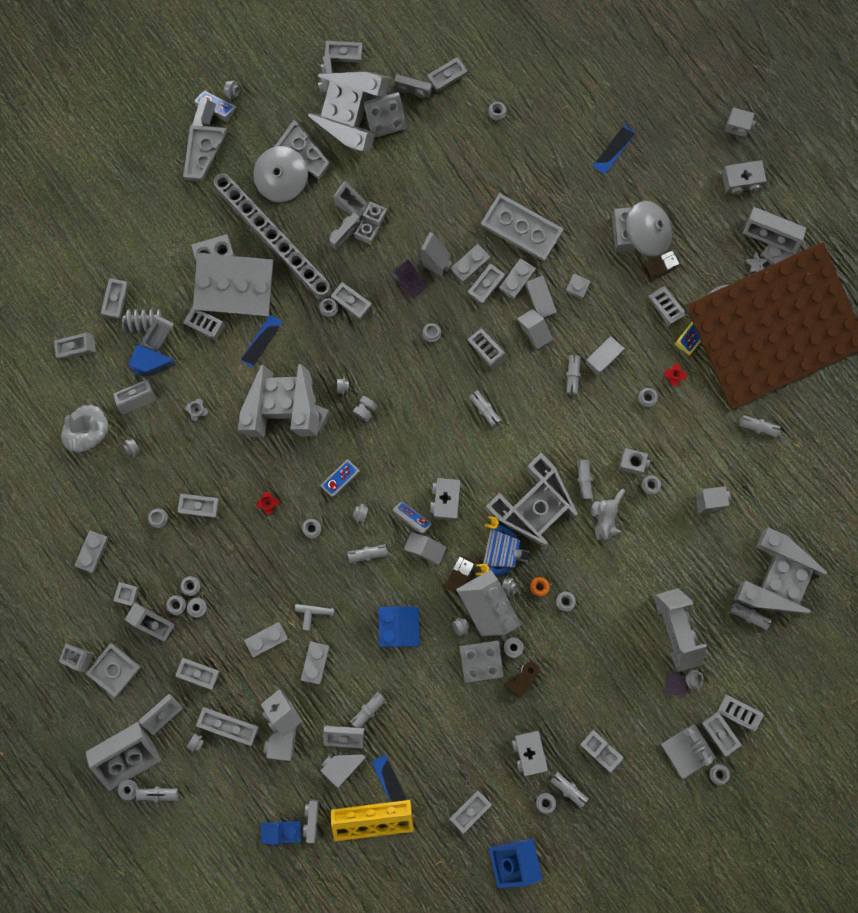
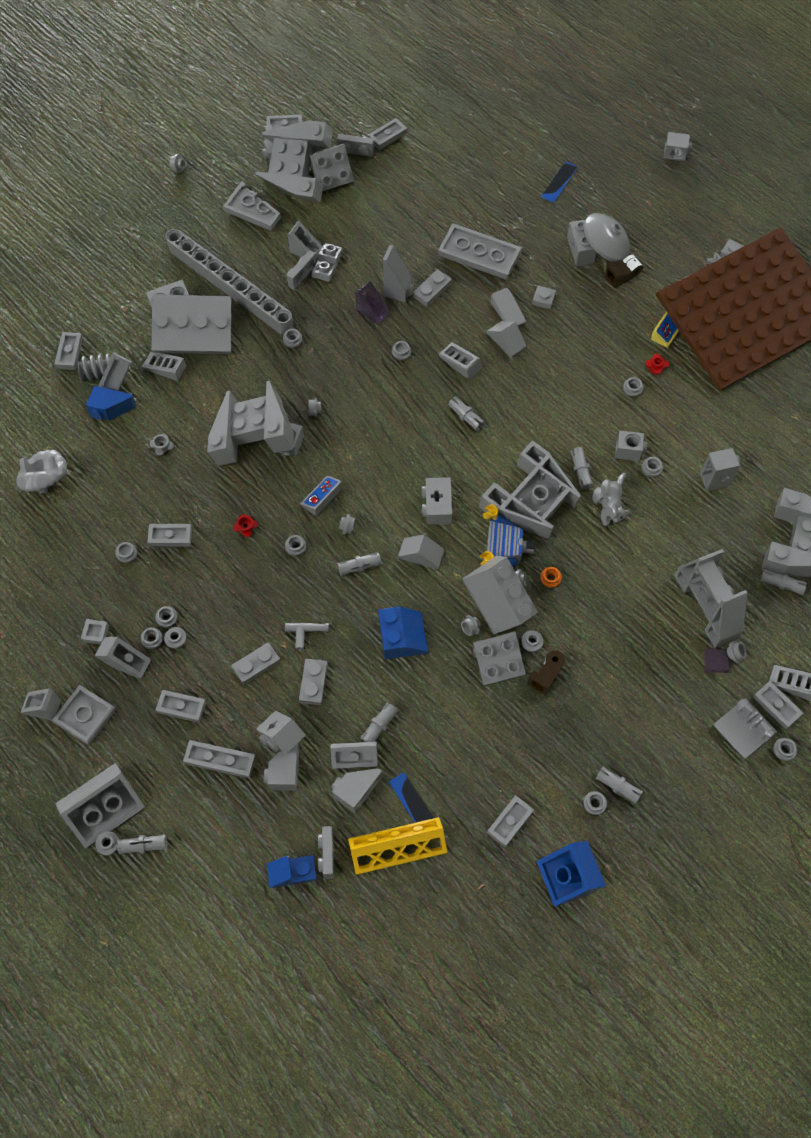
camera: 10 degrees left, 15 degrees down
(75, 346) = (28, 398): light grey slope -> none
(91, 551) = (54, 594): light grey plate -> none
(131, 448) = (93, 486): light grey plate -> none
(134, 397) = (94, 440): light grey slope -> none
(160, 714) = (141, 754): light grey plate -> none
(195, 743) = (183, 782): light grey plate -> none
(201, 150) = (151, 215): light grey wing -> none
(204, 112) = (151, 185): sticker -> none
(223, 109) = (161, 180): slope -> none
(261, 341) = (225, 377): black sticker -> none
(288, 182) = (236, 235): light grey dish -> none
(351, 300) = (315, 329): light grey plate -> none
(365, 408) = (340, 425): light grey wheel -> none
(412, 518) = (401, 525): slope -> none
(459, 574) = (464, 566): dark brown leg -> none
(486, 284) = (451, 302): light grey plate -> none
(497, 106) = (440, 158): light grey plate -> none
(517, 279) = (481, 296): light grey plate -> none
(533, 742) = (569, 736): light grey brick -> none
(572, 601) = (581, 583): light grey plate -> none
(573, 375) = (553, 374): light grey pin -> none
(602, 751) = (648, 740): light grey slope -> none
(604, 355) = (580, 355): light grey slope -> none
(661, 309) = (649, 307): light grey slope -> none
(750, 171) = (690, 189): light grey brick -> none
(759, 426) = (753, 401): light grey pin -> none
(774, 230) = (729, 228): light grey brick -> none

